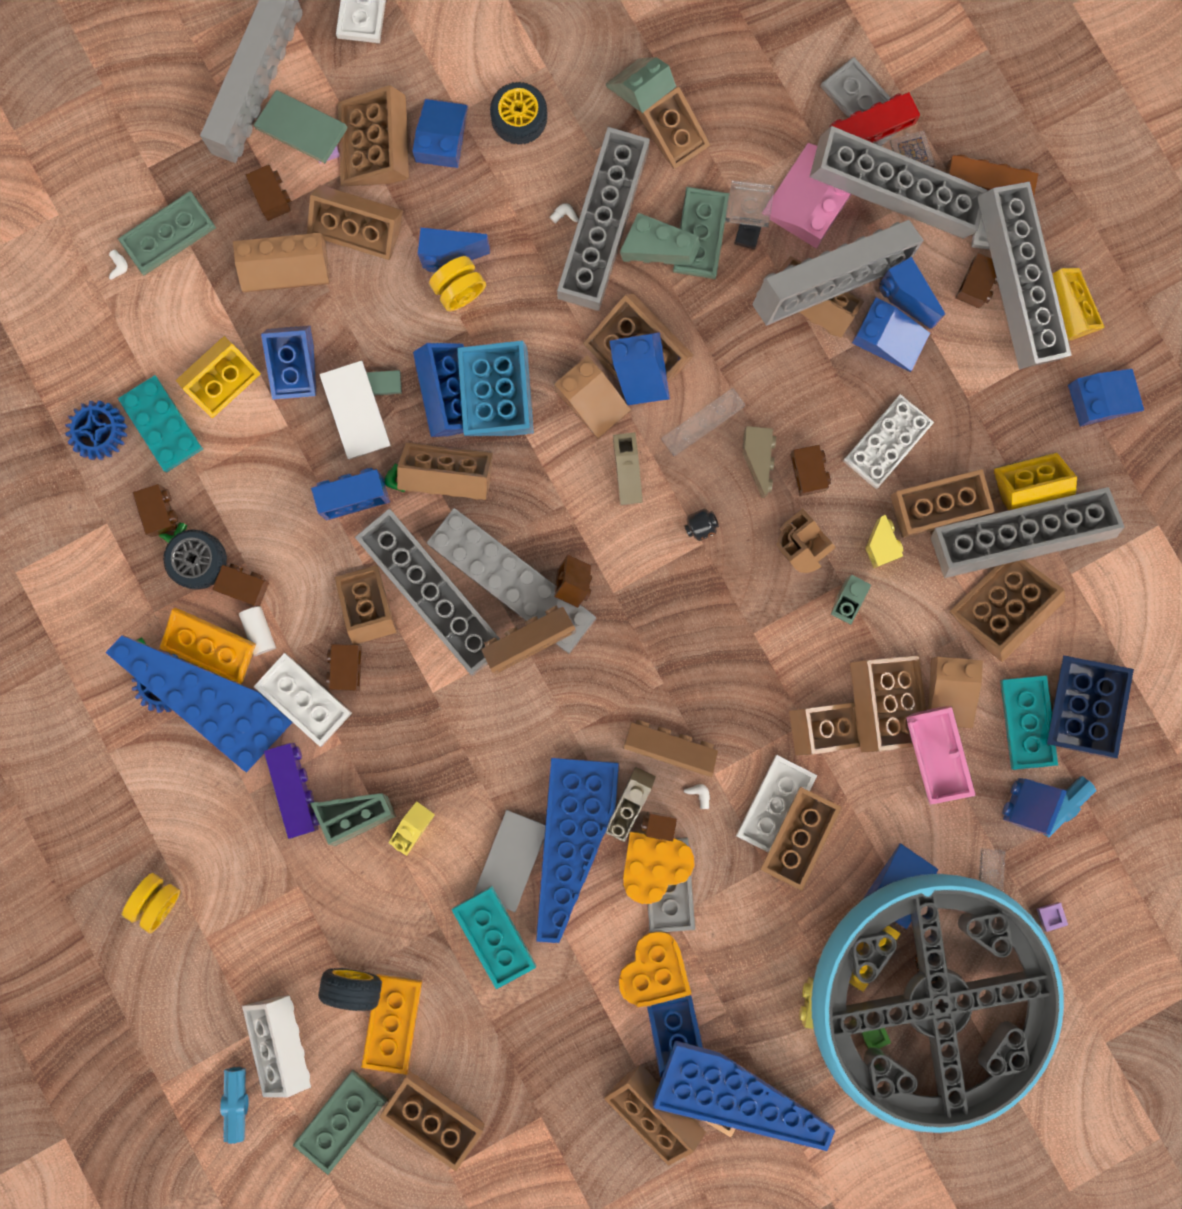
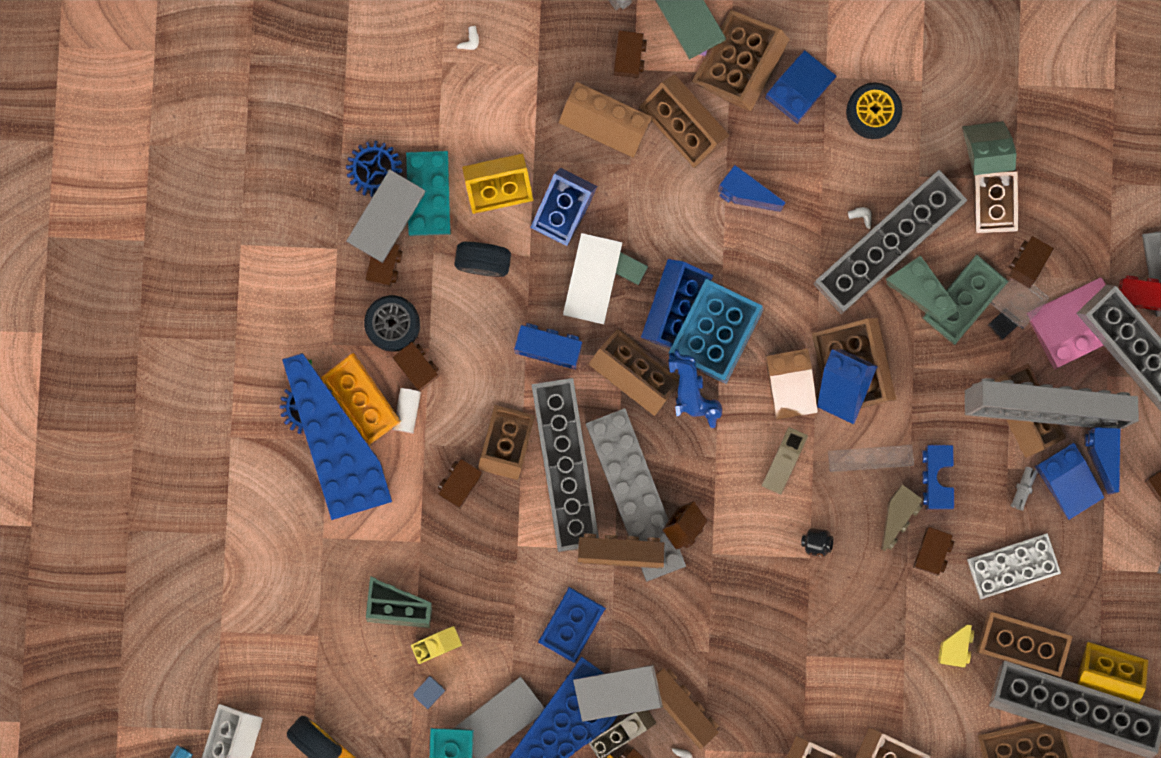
camera: 35 degrees right, 0 degrees up
(129, 465) = (386, 216): none -> light grey tile
(151, 903) = (198, 577): yellow wheel -> none
(166, 233) = (525, 37): sand green tile -> none
(180, 528) = (392, 291): green animal -> none
(242, 450) = (482, 259): none -> black wheel
(291, 789) = (359, 556): dark purple brick -> none
(302, 699) = (411, 488): white plate -> none
(390, 478) = (588, 350): green animal -> none
(430, 876) = (429, 692): none -> sand blue panel
(457, 283) = (737, 225): yellow wheel -> none
(503, 458) = (689, 387): none -> blue animal
(525, 734) = (571, 625): none -> blue tile
(604, 771) = (618, 693): none -> light grey tile
(739, 163) = (1031, 261): none -> reddish brown brick
(781, 418) = (937, 496): none -> blue arch
(803, 542) = (890, 607): medium nougat brick -> none
(850, 599) = (900, 676): sand green slope -> none
(855, 367) = (1024, 488): none -> light grey pin

